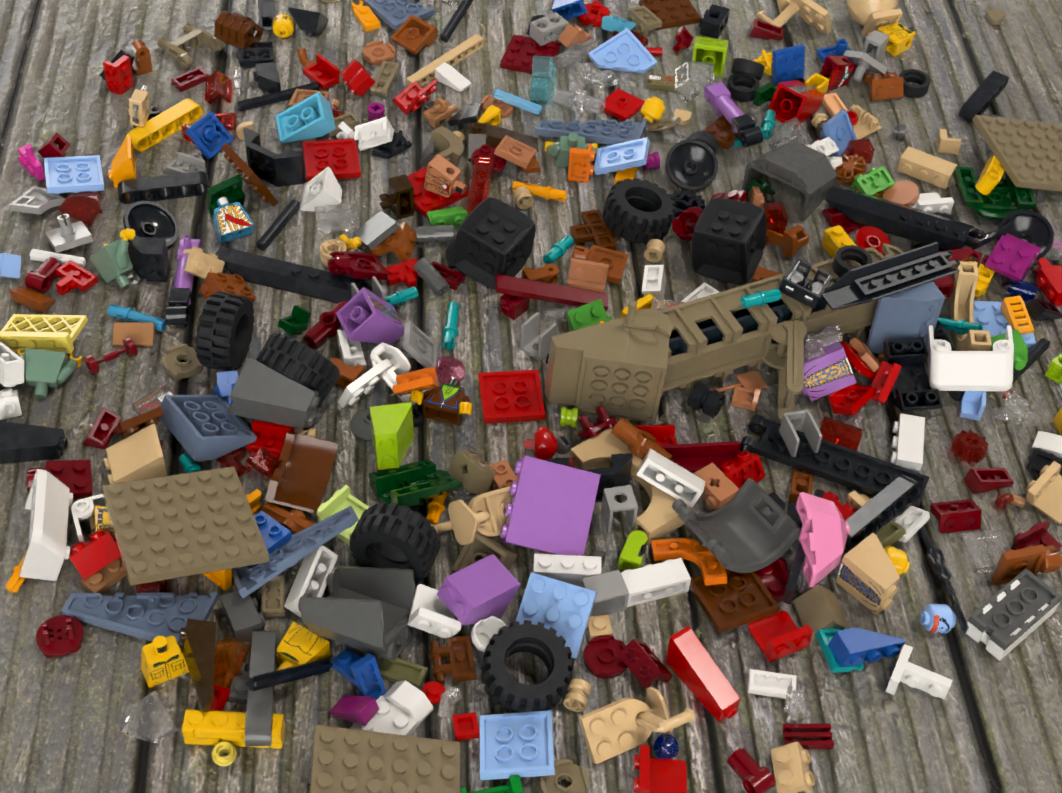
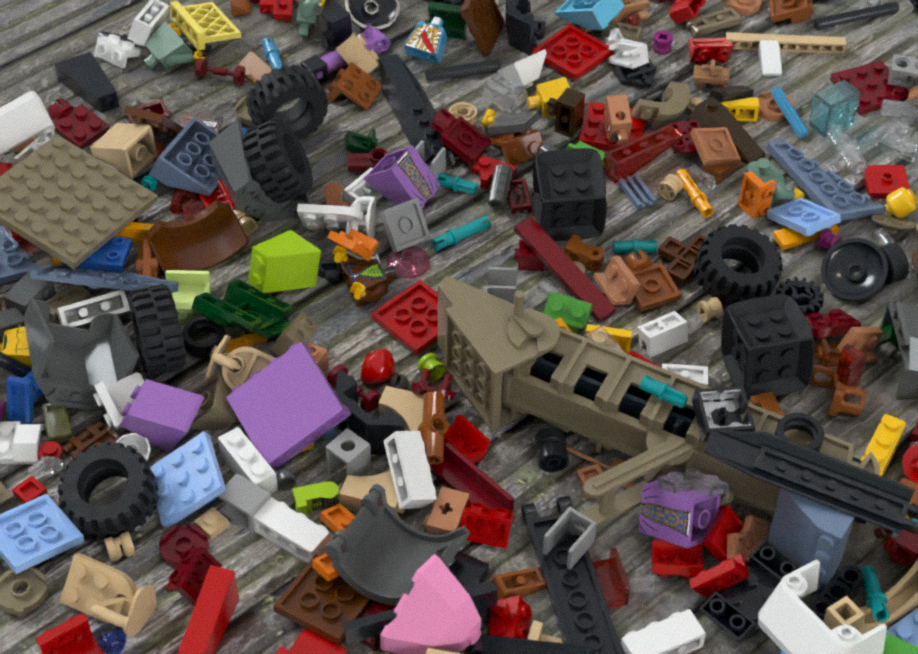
camera: 55 degrees right, 0 degrees up
(367, 198) = (544, 92): none -> yellow torso

